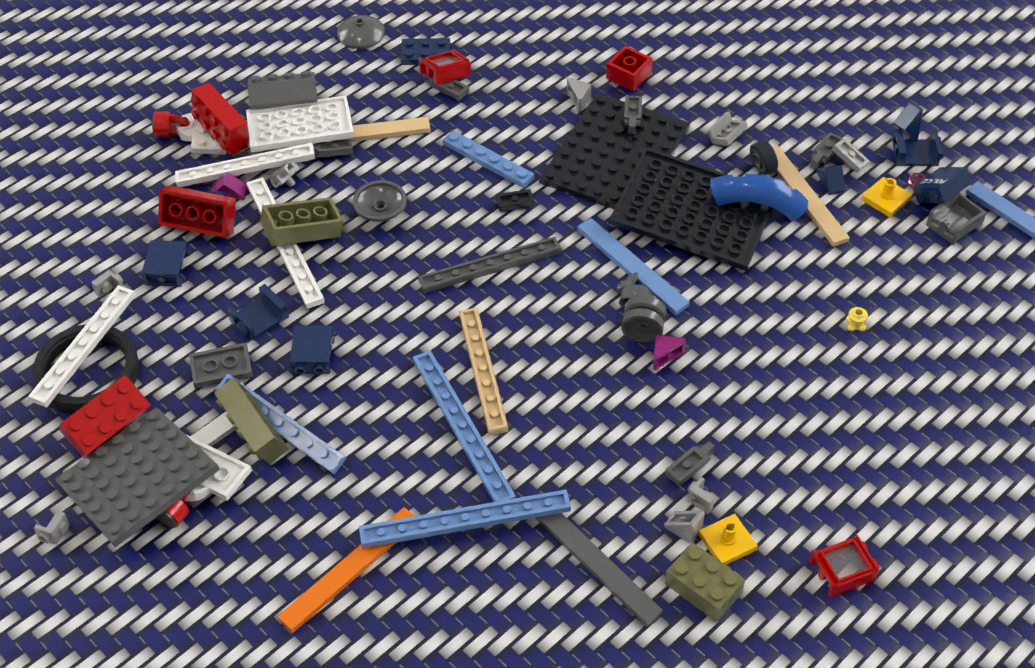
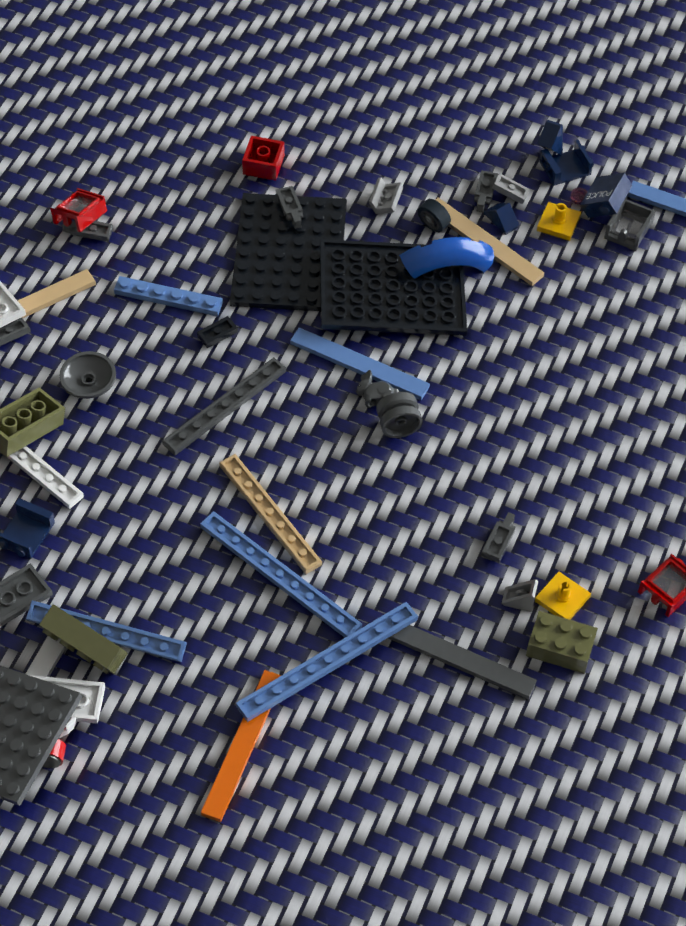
camera: 25 degrees left, 5 degrees up
(311, 349) = (99, 548): dark blue panel -> none
(422, 47) = (40, 197): dark blue plate -> none
(579, 92) = (224, 198): light grey slope -> none
(667, 349) = (429, 437): magenta slope -> none
(700, 498) = (523, 567): light grey bracket -> none
(856, 319) = (584, 351): light yellow brick -> none

